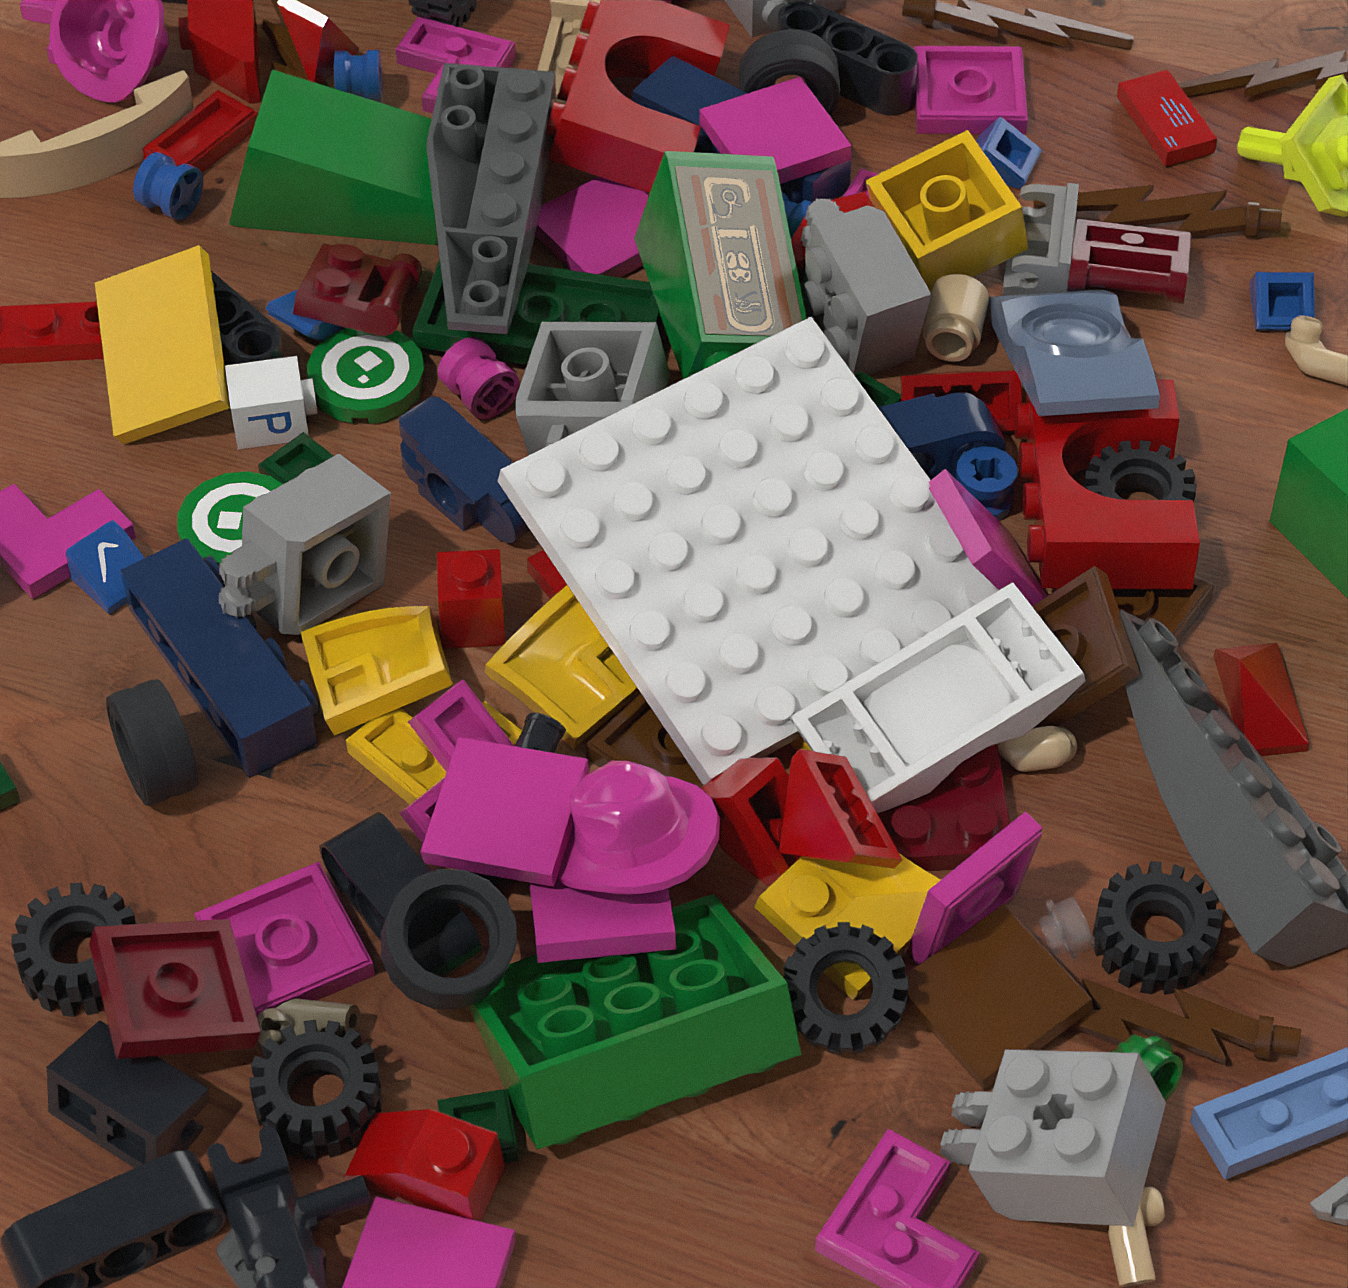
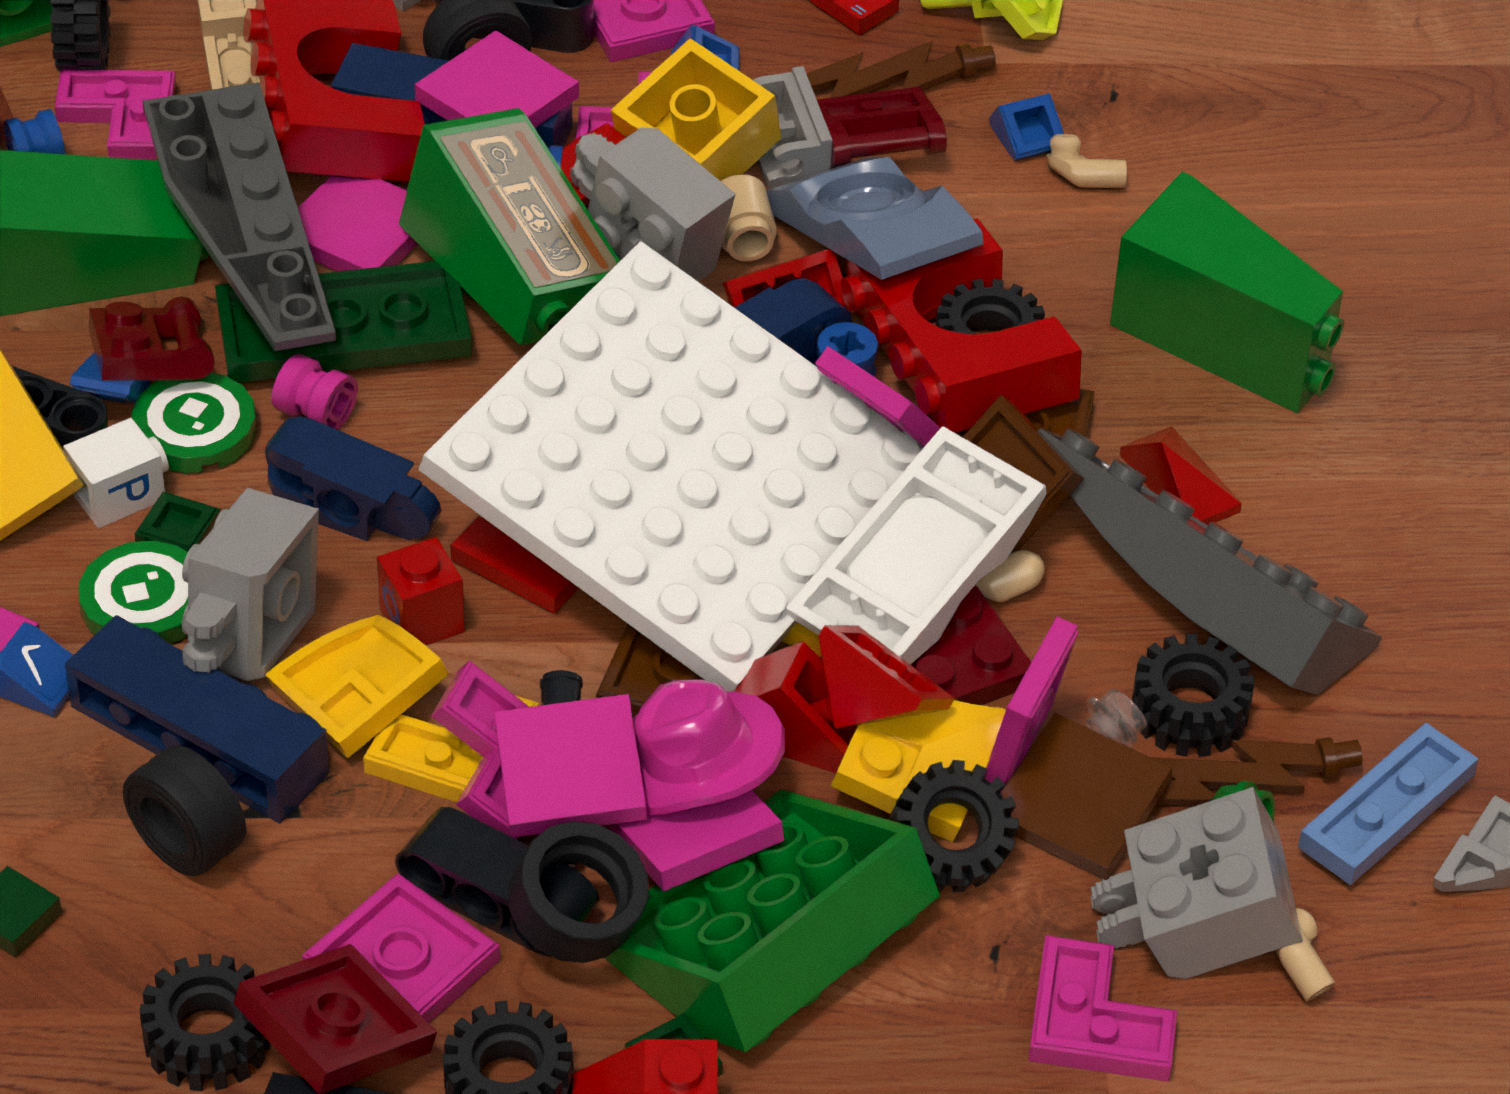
camera: 25 degrees left, 5 degrees down
(299, 1010) = (451, 1009): dark tan arm -> none
(563, 669) = (541, 626): yellow plate -> none
(585, 375) = (434, 365): light grey hinge -> none

